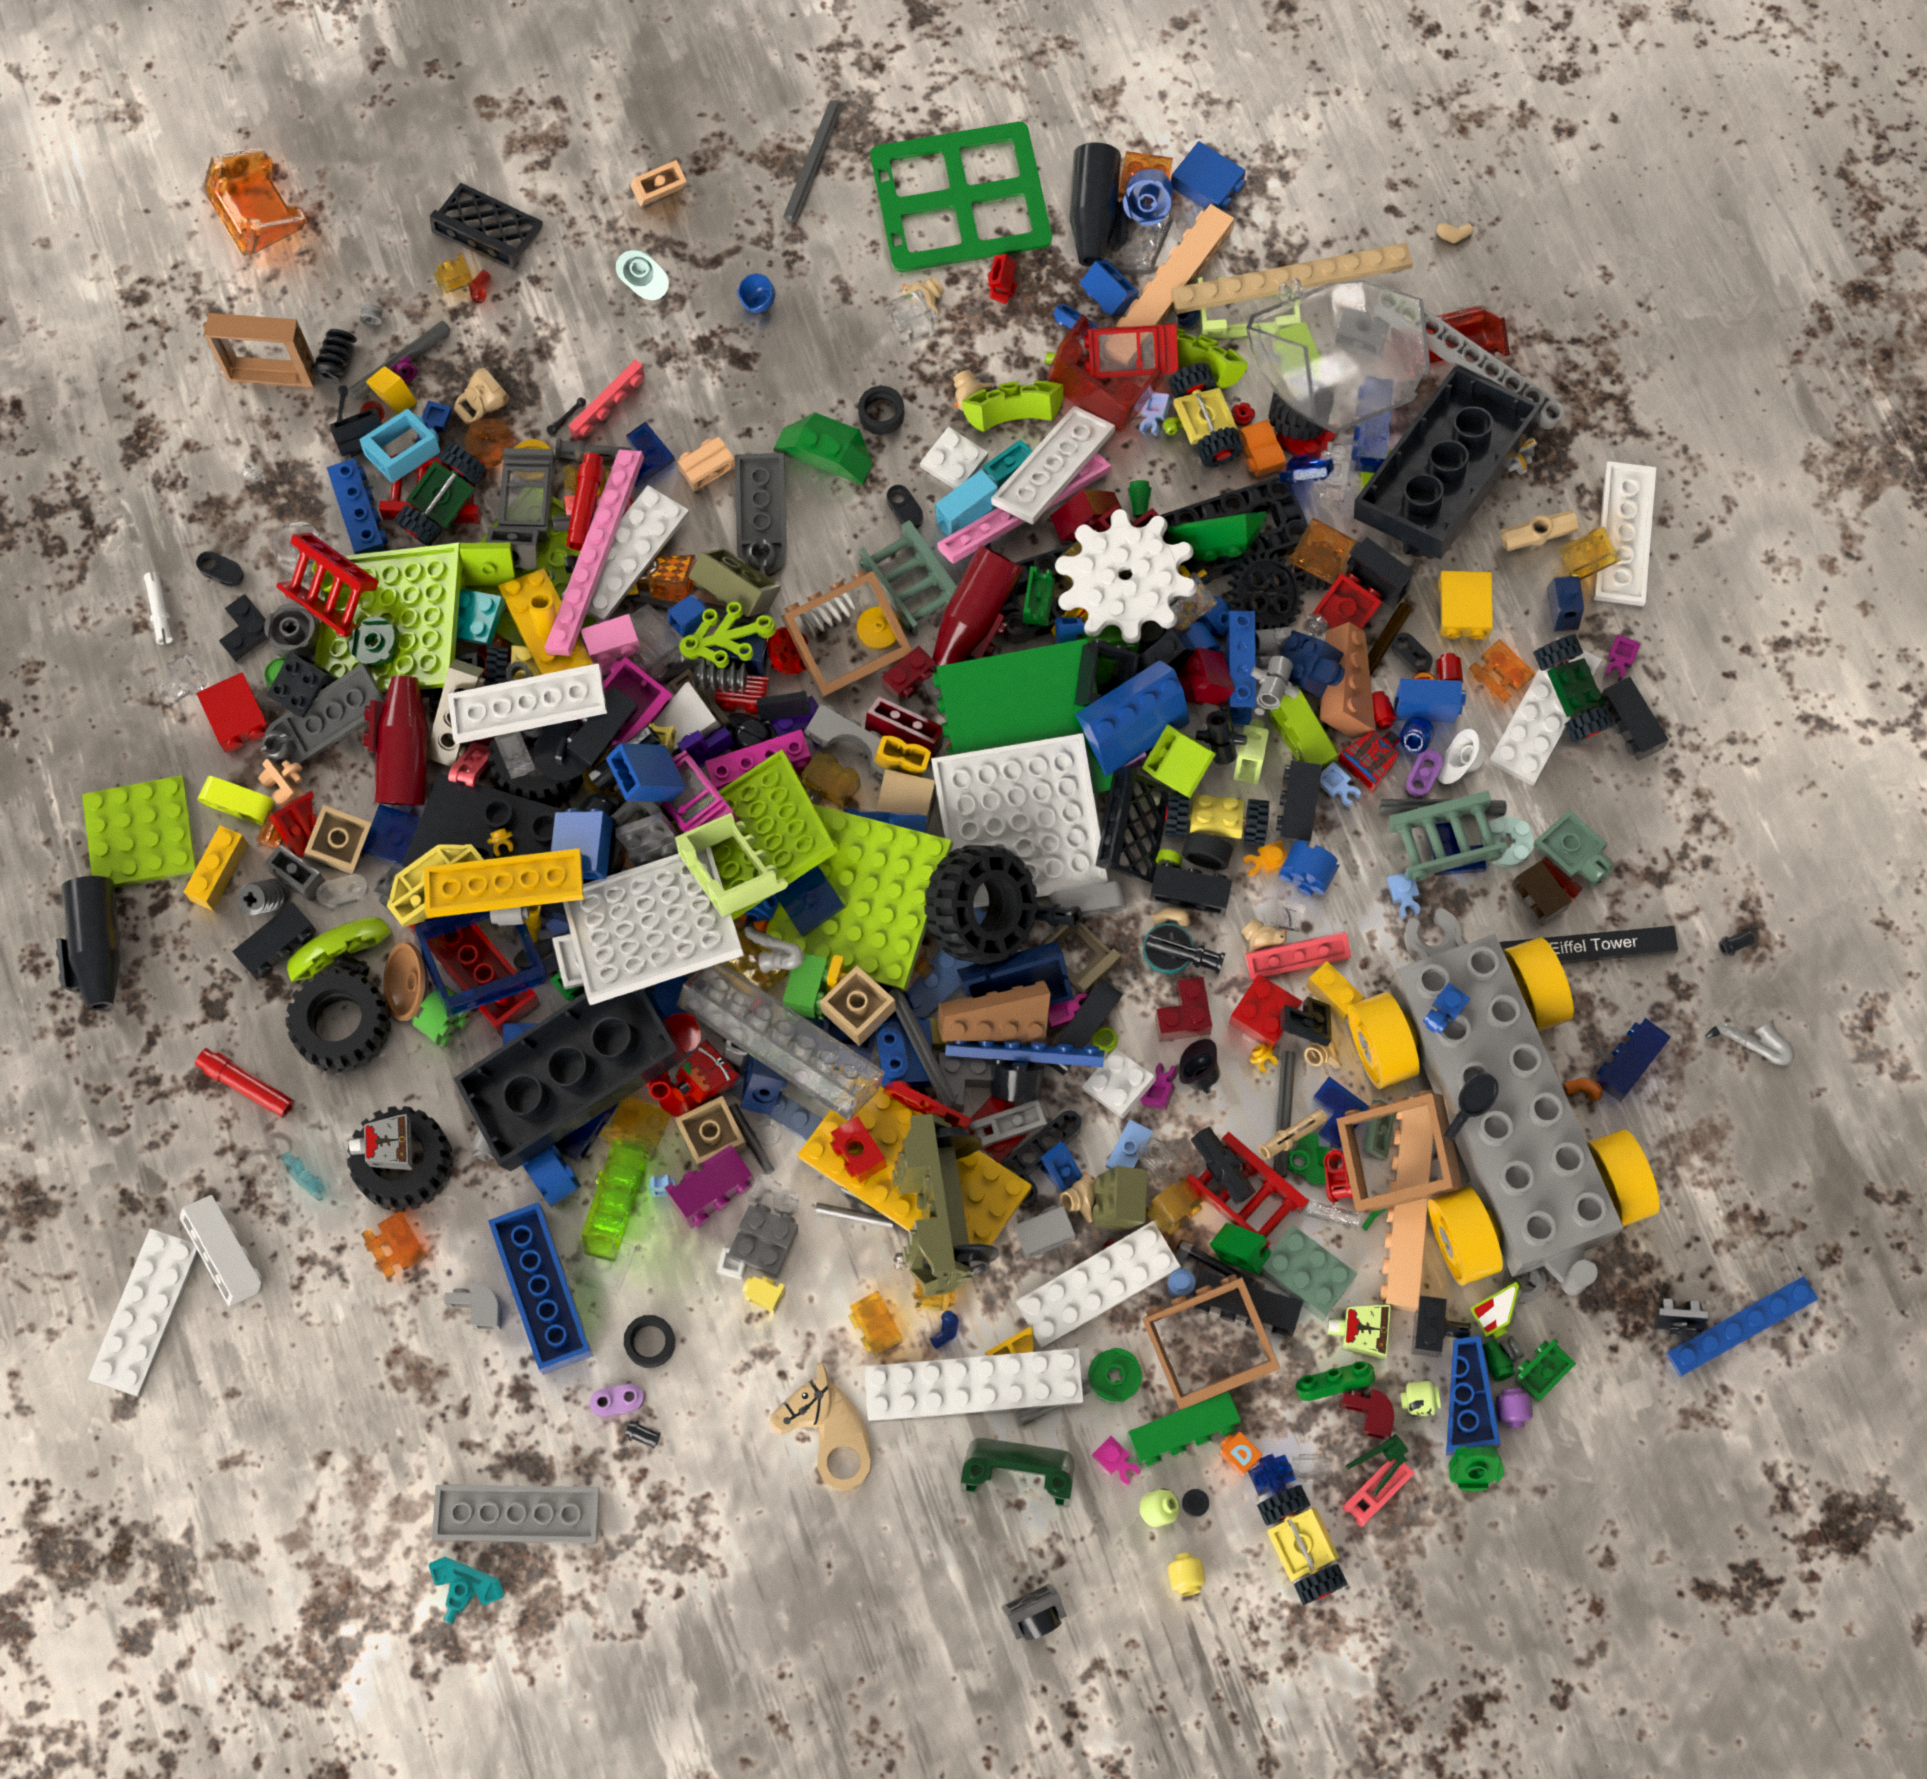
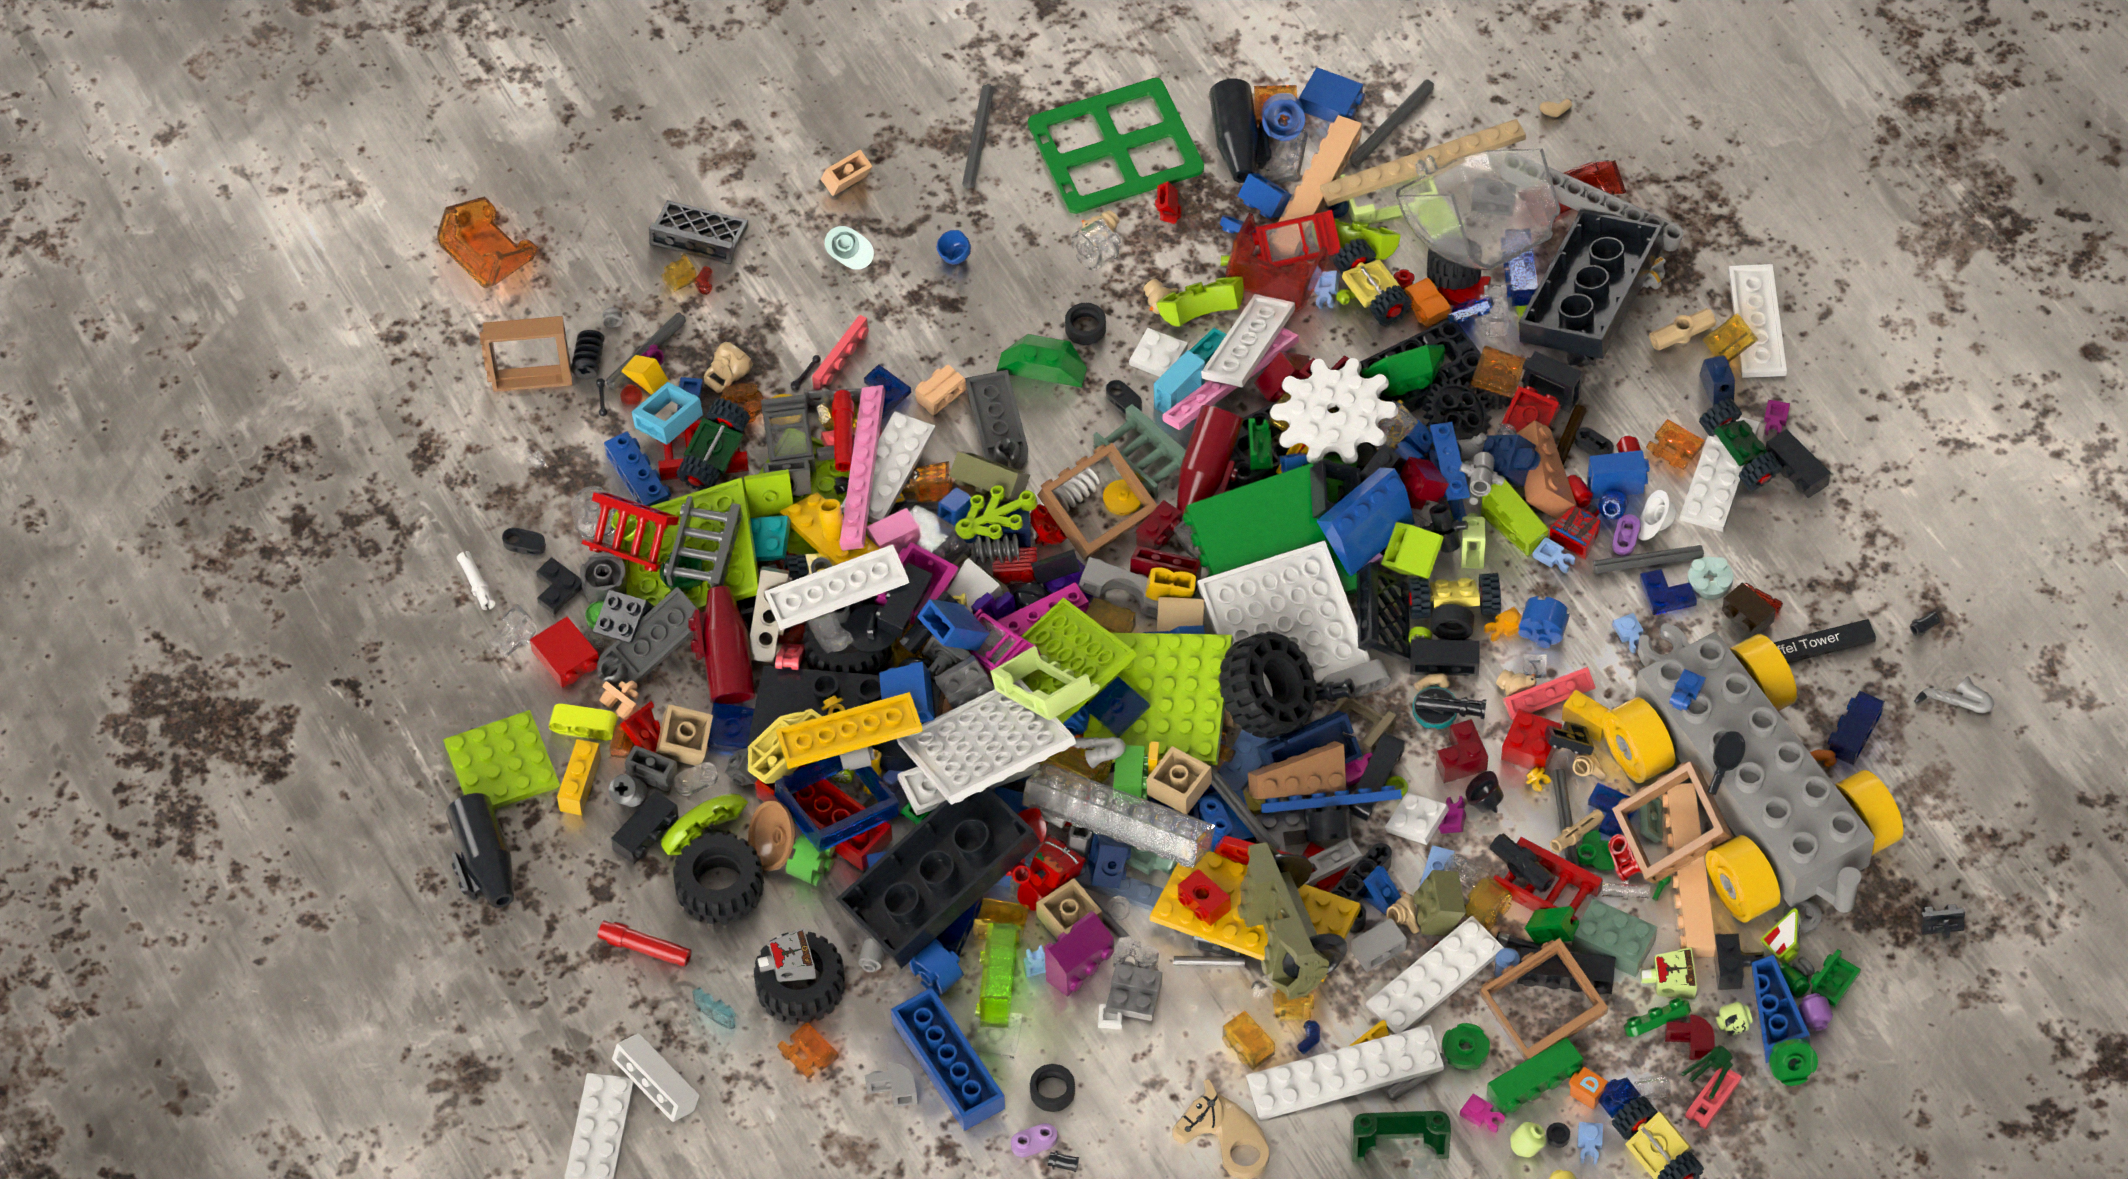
camera: 10 degrees left, 15 degrees down
(351, 429) = (618, 413): black brick -> none
(414, 638) = (720, 558): none -> dark grey fence
(764, 1292) = (1144, 1032): light yellow brick -> none
(1139, 496) = (1328, 353): green cone -> none
(1230, 1514) = (1590, 1139): none -> light blue plate
(1269, 220) = (1391, 122): none -> dark grey axle
(1299, 800) = (1522, 568): black brick -> none
(1452, 812) = (1656, 557): sand green fence -> none
(1466, 604) = (1632, 396): yellow panel -> none
(1575, 849) = (1770, 572): sand green plate -> none
(1741, 1326) = (1996, 919): blue plate -> none

